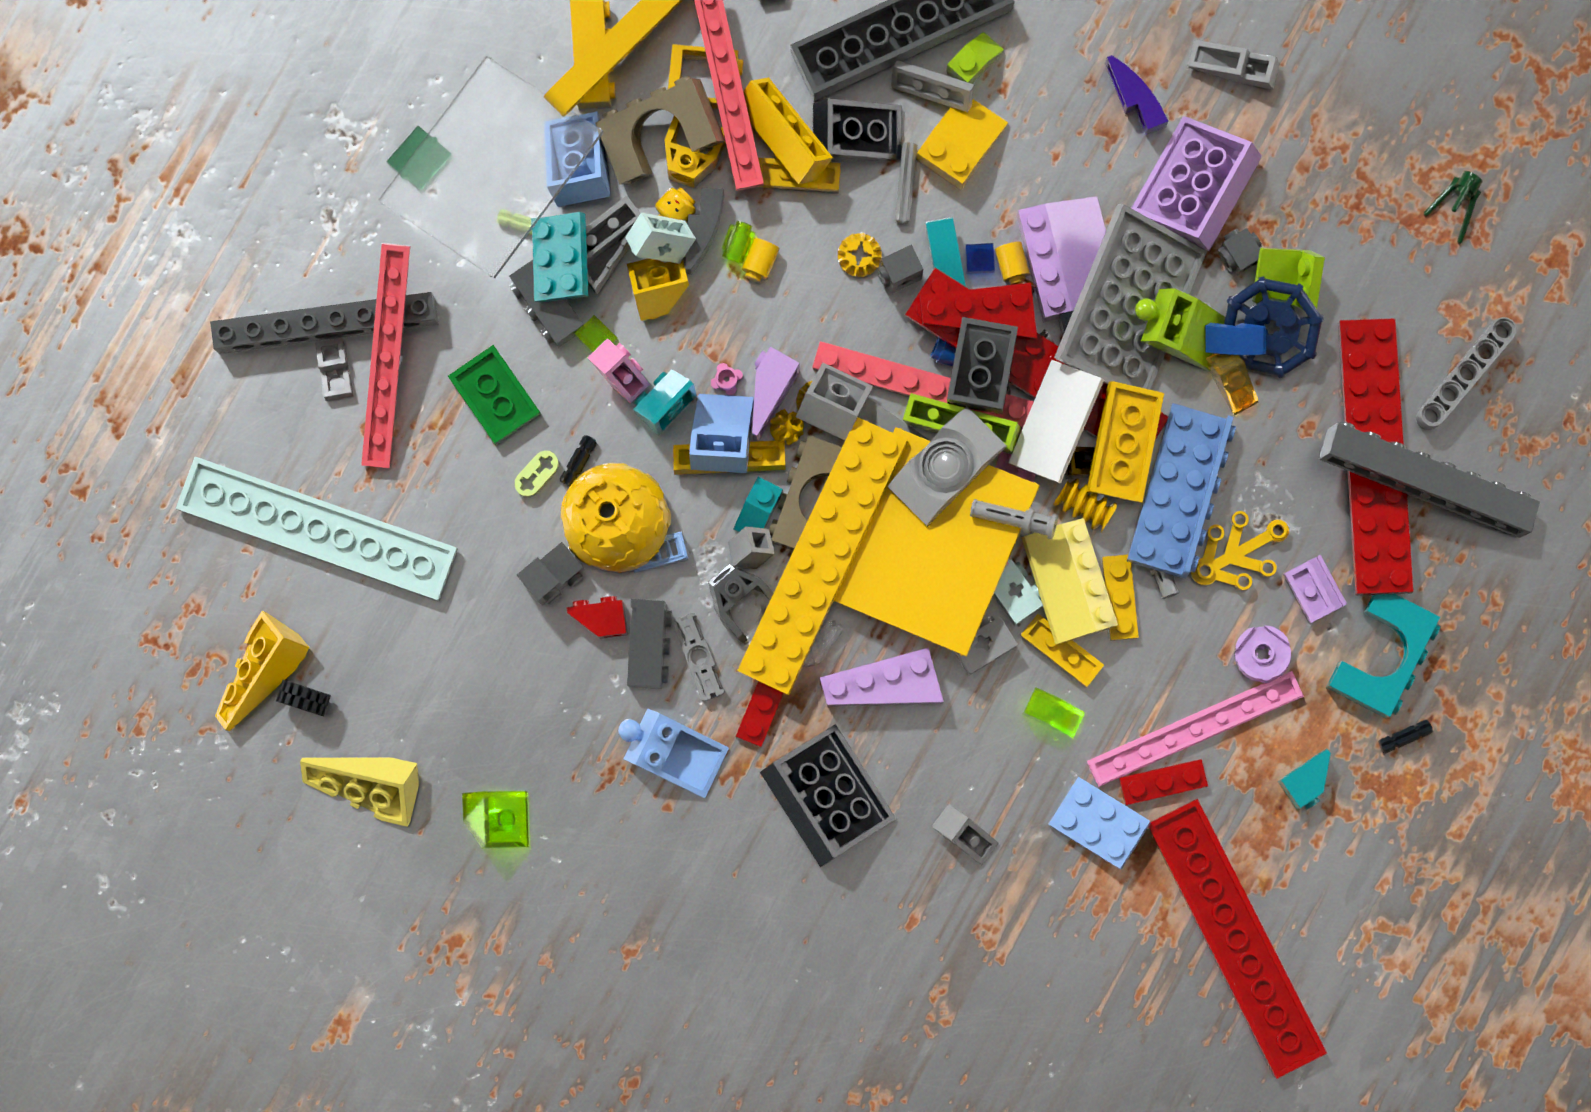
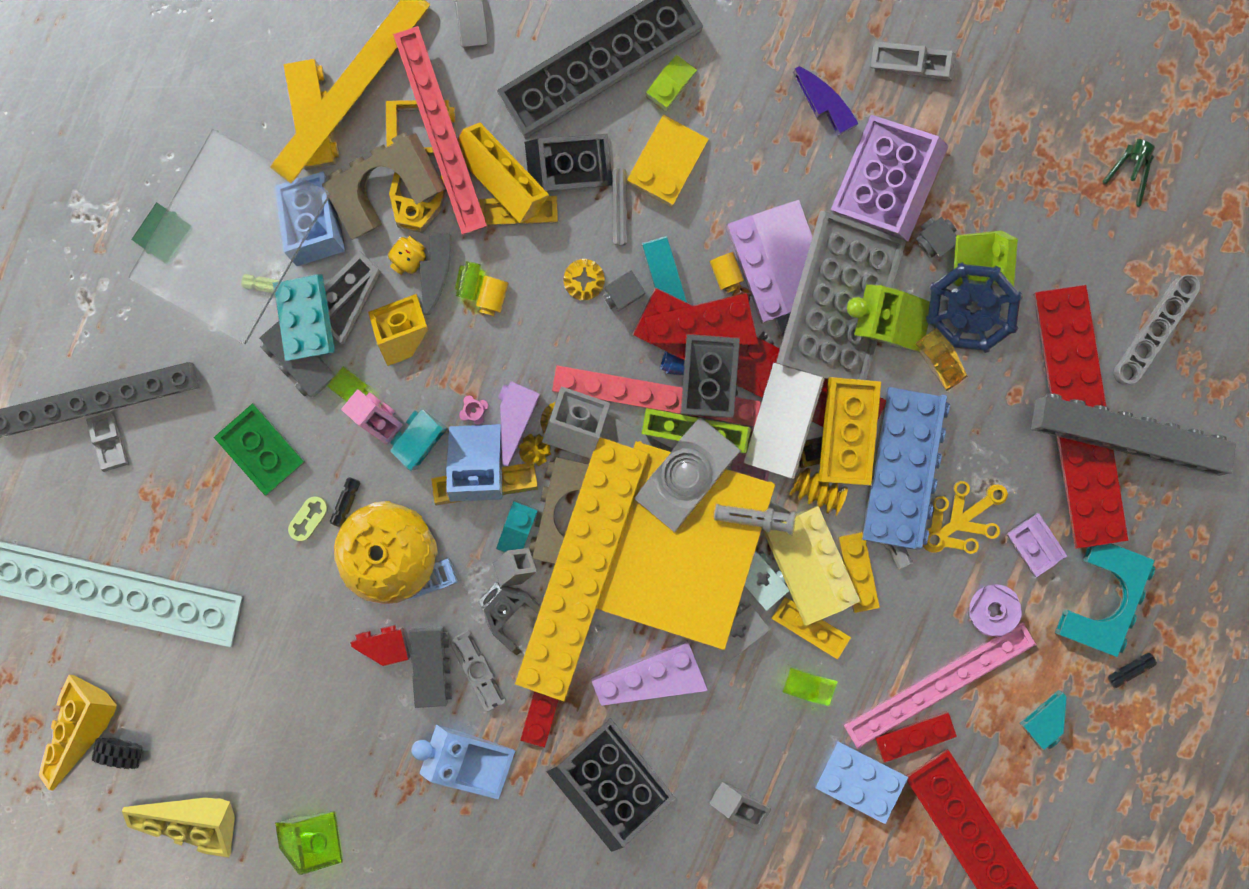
camera: 10 degrees left, 5 degrees up
(385, 355) = (152, 427): coral plate -> none
(551, 574) = (331, 612): dark grey brick -> none
(660, 238) = (395, 288): light aqua brick -> none
(932, 86) = (634, 113): light grey plate -> none
(980, 258) = (696, 271): clear blue plate -> none
(1235, 340) = (942, 325): blue slope -> none

